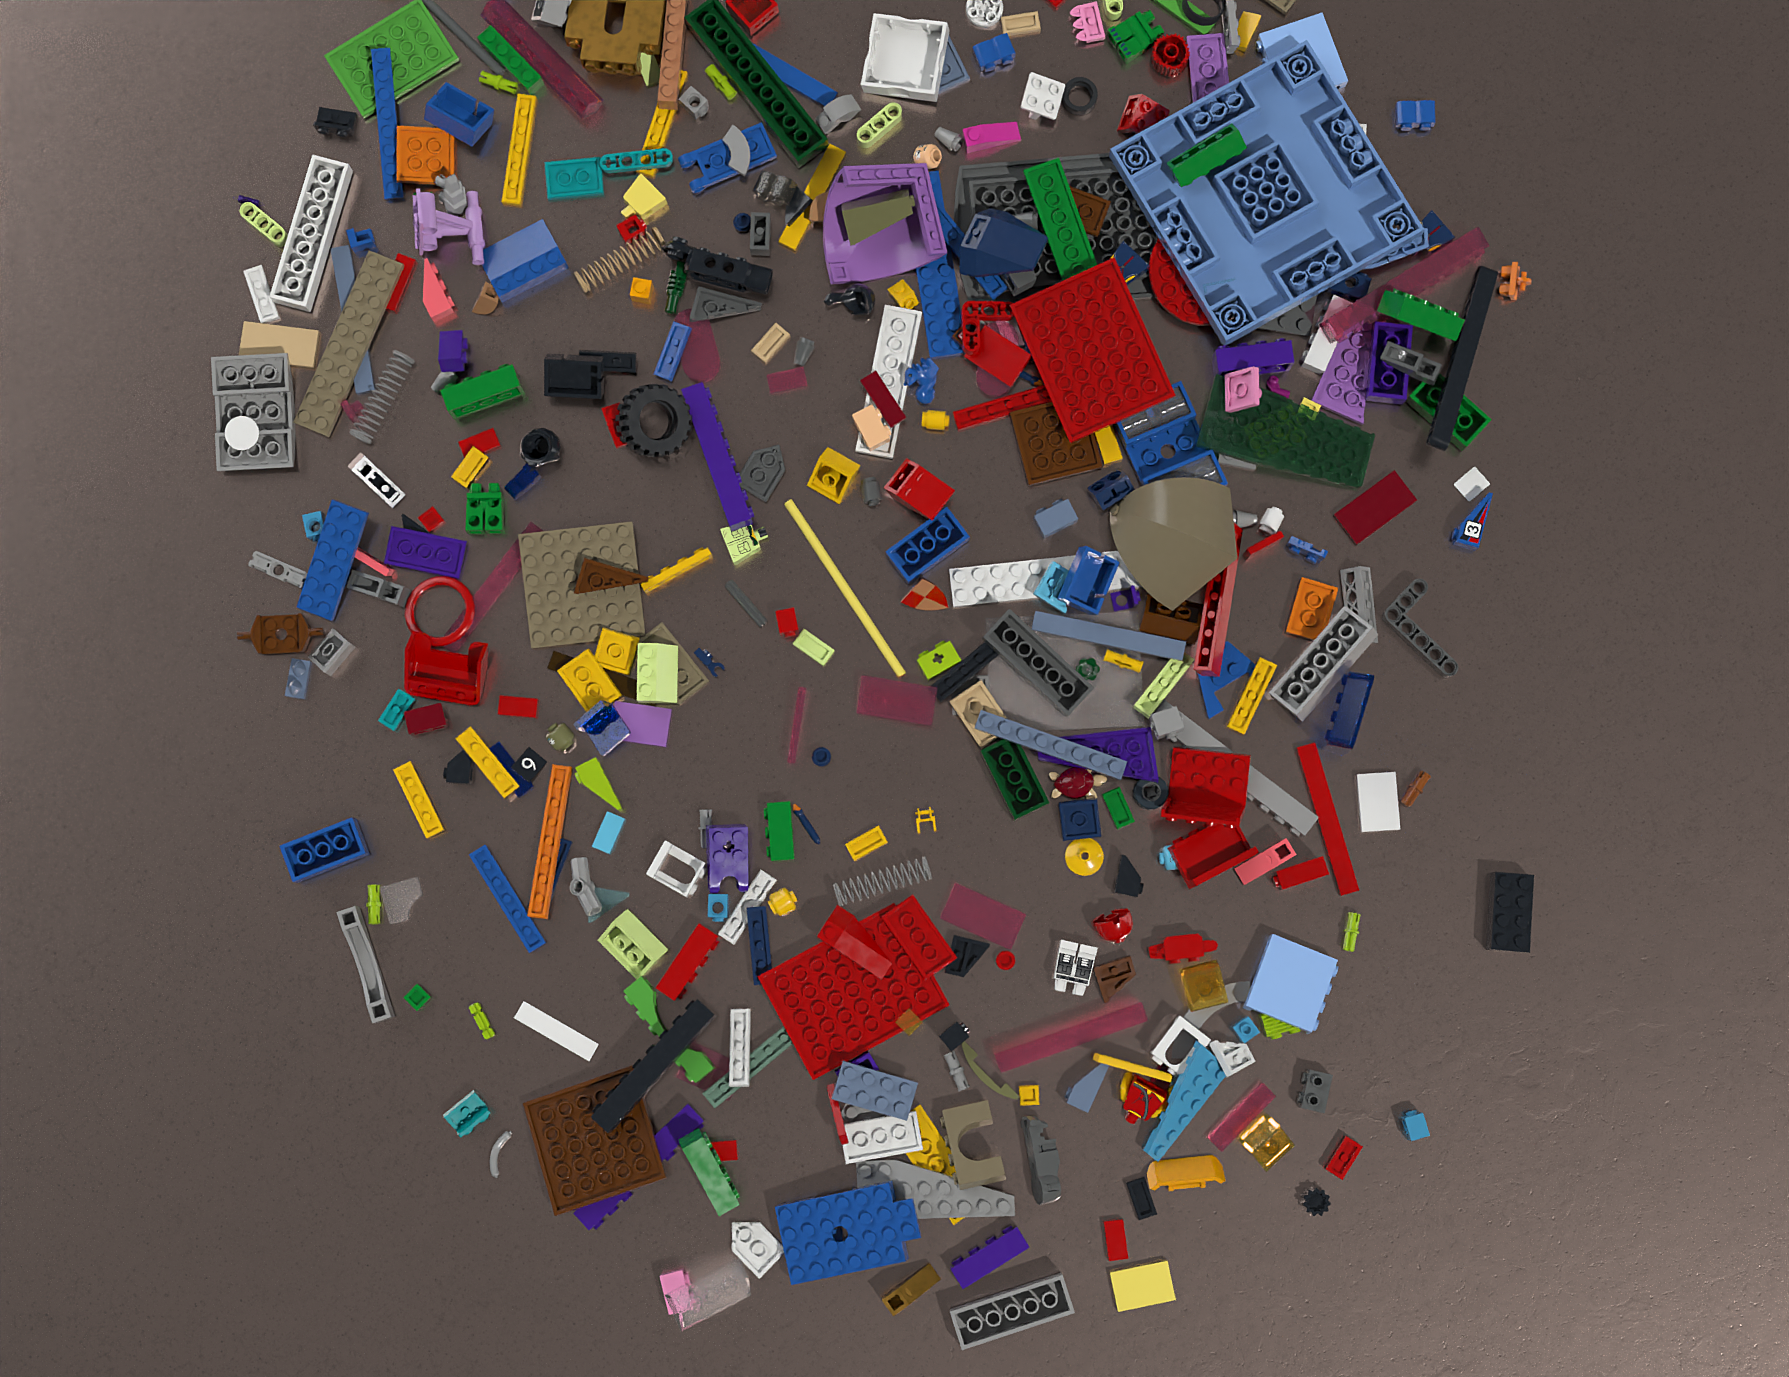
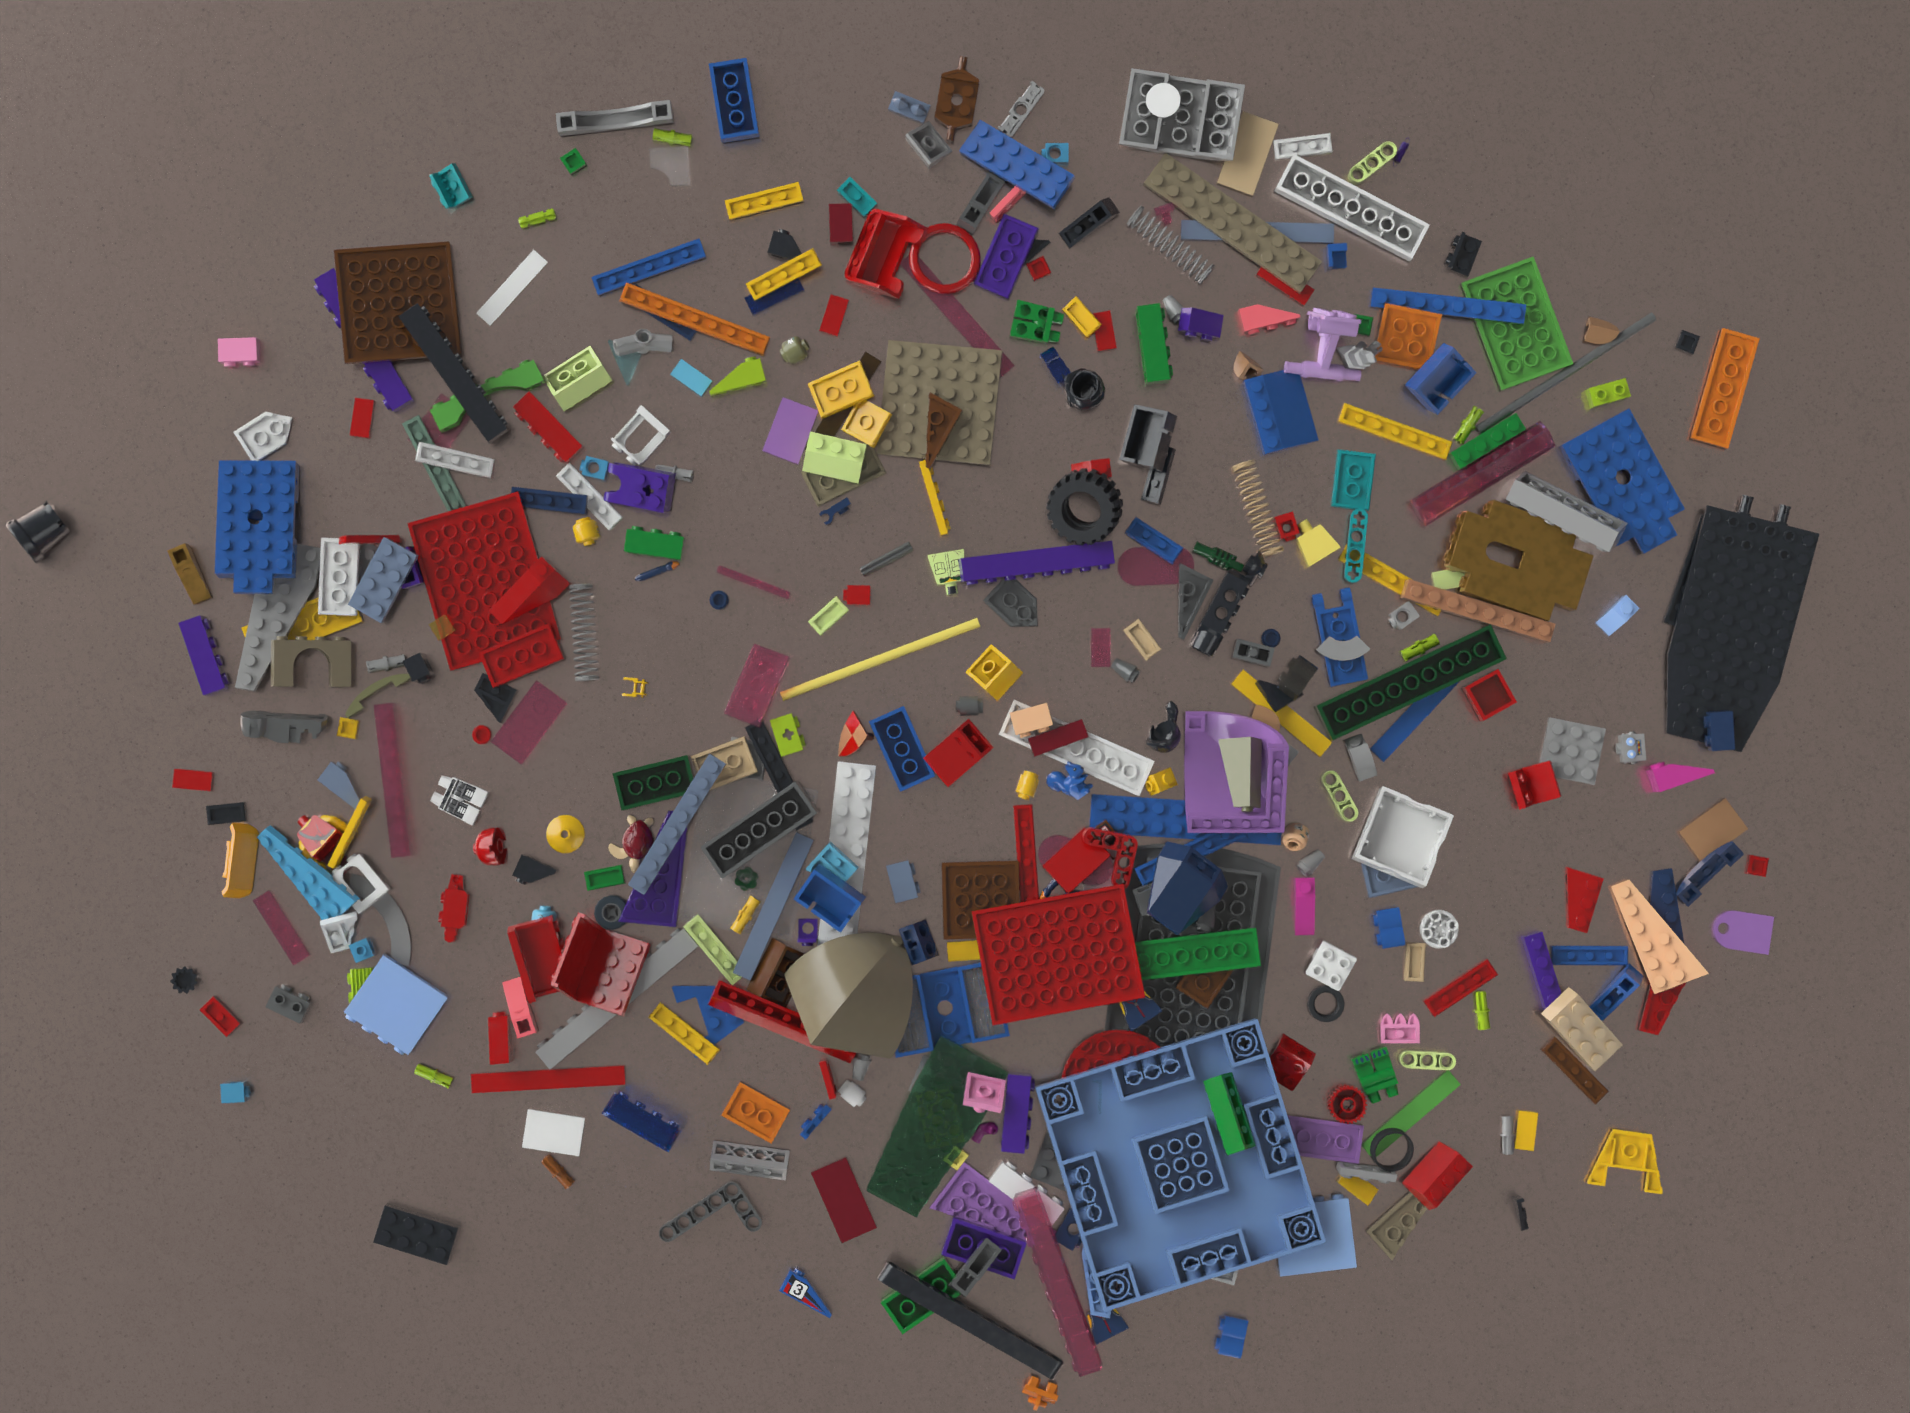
camera: 100 degrees right, 5 degrees up
(495, 1152) = (409, 205): light grey piece -> none
(529, 764) = (774, 314): black sticker -> none
(603, 726) = (793, 394): clear blue bracket -> none
(641, 290) = (1221, 523): light orange brick -> none
(709, 1294) = (228, 380): clear slope -> none
(711, 1176) = (342, 406): green brick -> none
(866, 843) = (625, 625): yellow tile -> none
(1011, 1311) = (147, 664): light grey brick -> none
(1080, 819) = (601, 837): dark blue tile -> none
(1113, 976) = (443, 835): reddish brown wing -> none
(1142, 1286) = (143, 795): light yellow tile -> none
(1167, 723) = (672, 942): light grey head -> none
(1203, 985) = (413, 920): clear yellow slope -> none
(1266, 1142) = (251, 945): clear yellow slope -> none
(1323, 663) = (697, 1109): light grey brick -> none
(1421, 313) = (1021, 1288): green brick -> none
(1471, 484) = (846, 1302): white sticker -> none

